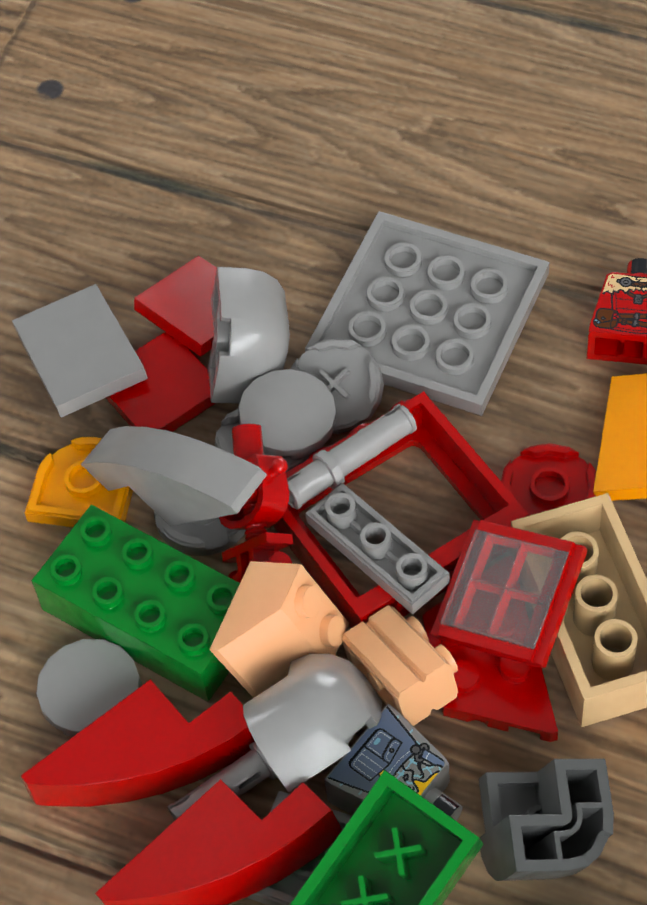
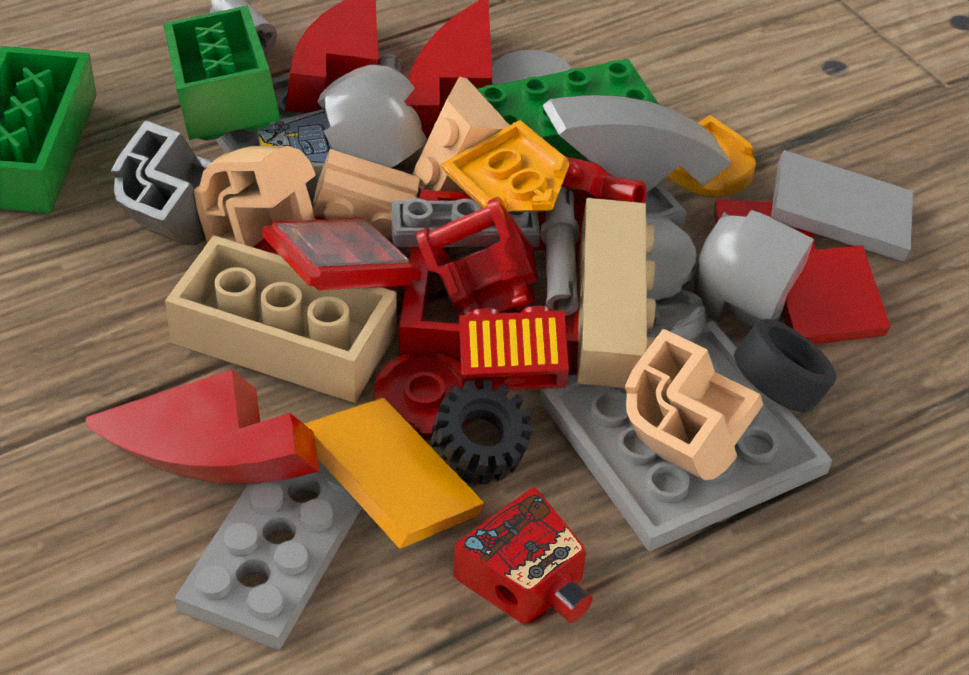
camera: 120 degrees right, 10 degrees down
(316, 514) = (513, 166): none -> light orange tile
(321, 271) = (785, 366): none -> black tyre
(370, 381) = (614, 291): none -> tan brick
(406, 505) = (492, 277): none -> red piece
(447, 272) = (687, 407): none -> light nougat brick
(489, 412) = (514, 348): none -> red brick
(499, 717) = (252, 191): none -> light nougat brick
(561, 428) = (490, 406): none -> black tyre

